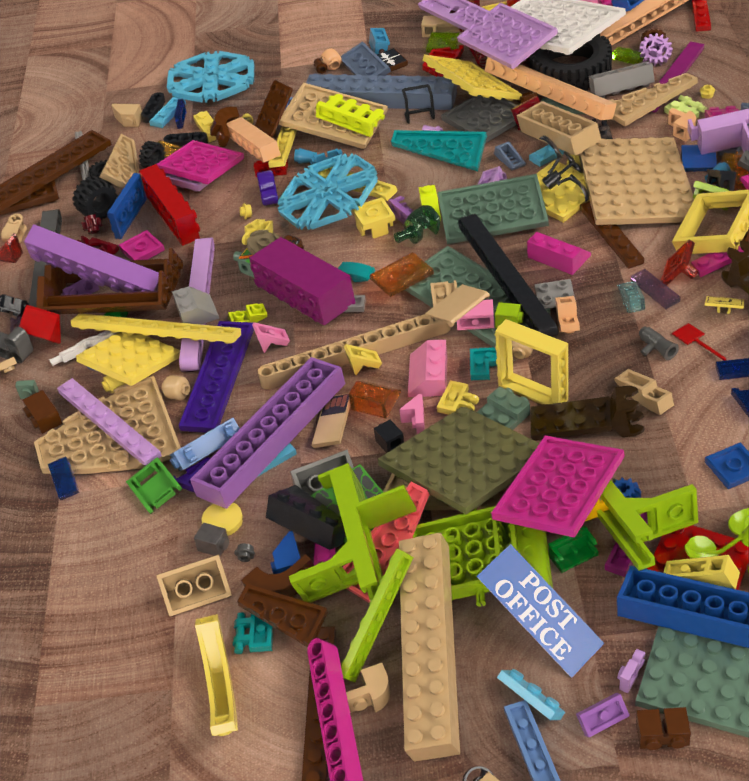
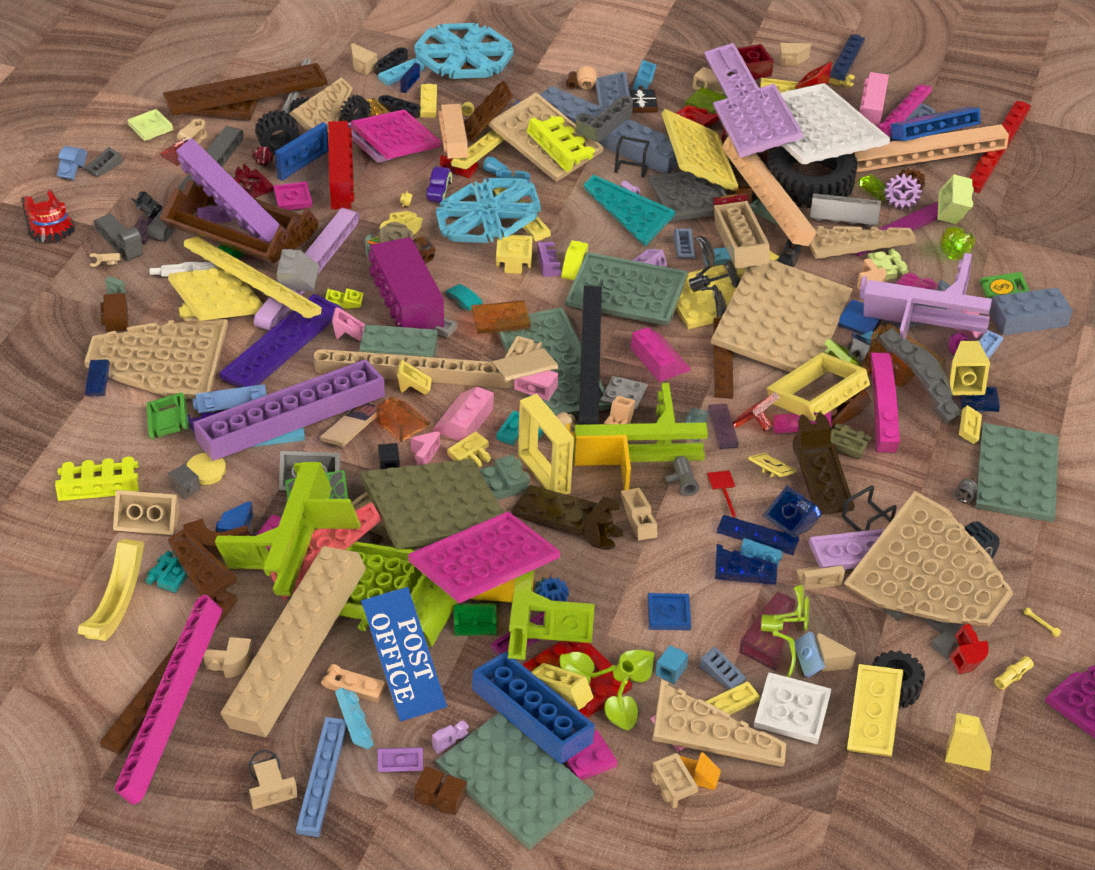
camera: 15 degrees right, 0 degrees up
(41, 324) = (157, 233): red slope -> none
(109, 422) = (163, 344): lavender plate -> none
(129, 580) = (100, 486): none -> neon yellow fence
(176, 387) = (239, 338): tan head -> none
(219, 125) = (433, 106): reddish brown arch -> none
(244, 552) = (205, 504): dark grey plate -> none
(306, 517) = (265, 490): black wedge -> none
(327, 330) = (399, 341): none -> sand green brick
(376, 614) = (266, 597): lime plate -> none
(377, 89) = (607, 121): none -> dark grey beam
(416, 222) = (549, 272): clear green piece -> none
(508, 311) = (564, 394): lime brick -> none
(517, 658) = (364, 686): none -> light nougat plate
(584, 336) = (609, 446): none -> lime piece
(704, 38) = (955, 199): none -> yellowish green brick
(707, 91) = (923, 255): light yellow plate -> none
(729, 70) = (956, 242): none -> clear neon green cylinder

